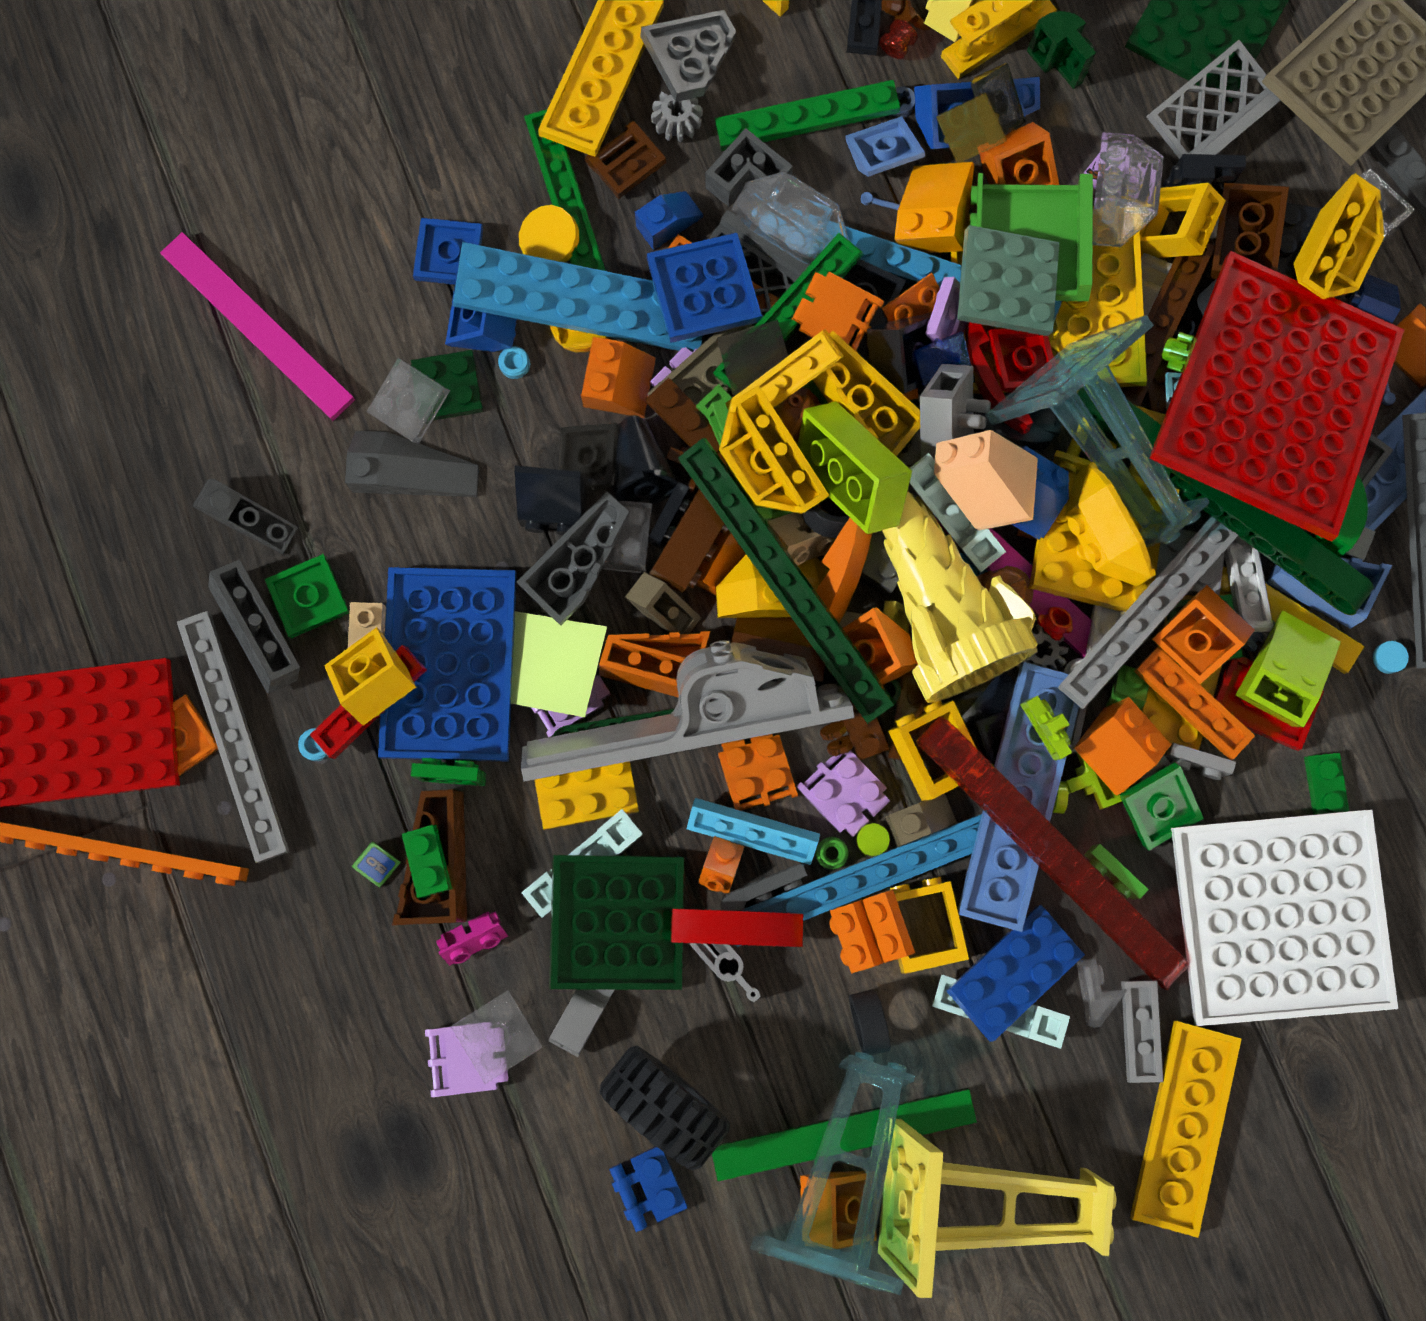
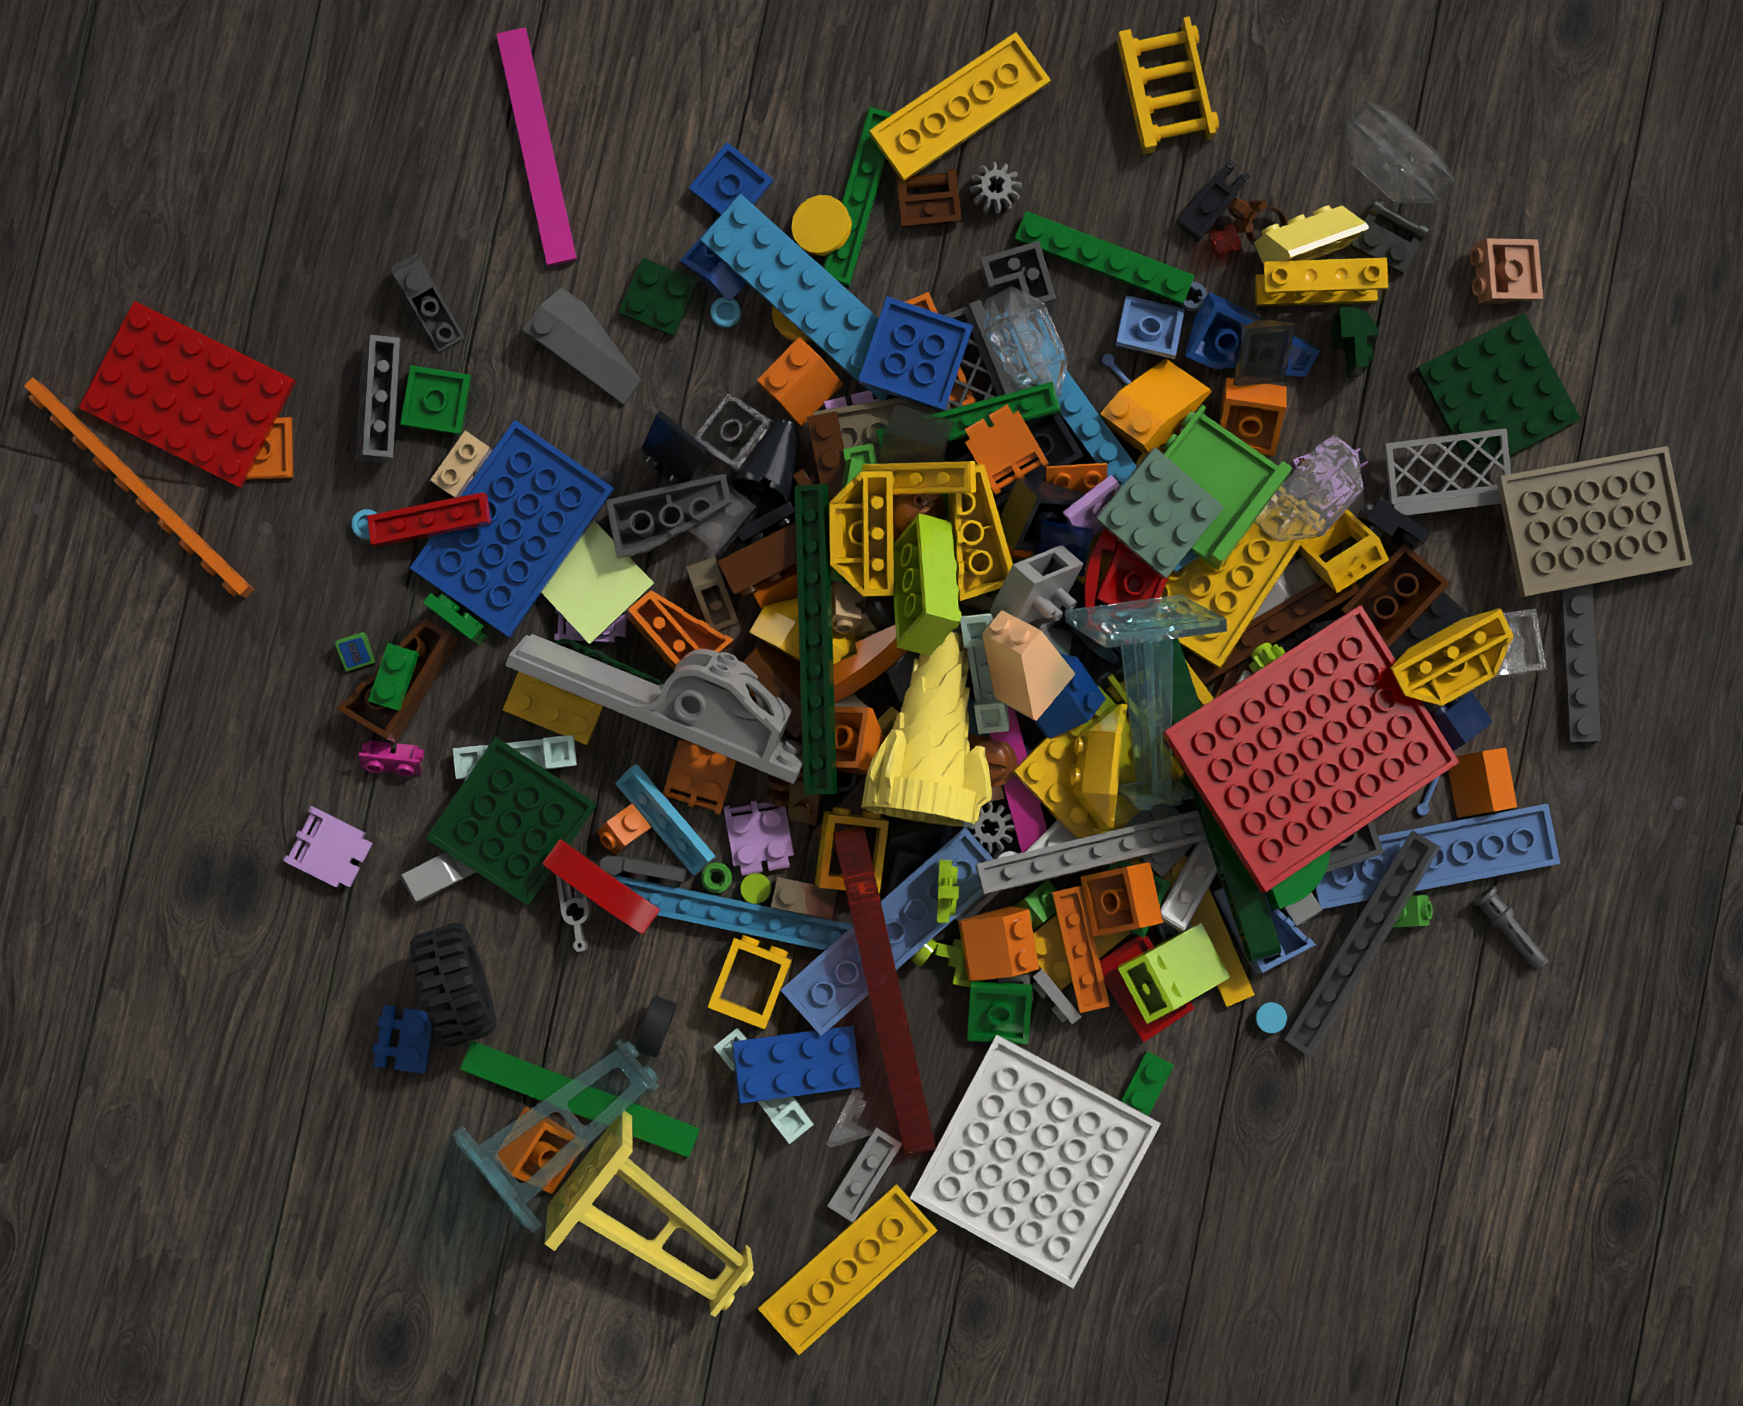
camera: 35 degrees right, 5 degrees up
(233, 737) = (306, 476): light grey plate -> none
(369, 677) = (440, 502): yellow slope -> none
(408, 401) = (617, 291): clear plate -> none
(496, 1037) = (361, 847): clear plate -> none
(666, 217) = (931, 271): blue slope -> none
(689, 51) = (1040, 142): dark grey plate -> none
(871, 932) = (703, 958): orange plate -> none
(971, 128) = (1224, 362): clear yellow piece -> none
(1056, 622) = (1019, 810): red plate -> none
(1123, 879) = (924, 1027): bright green plate -> none

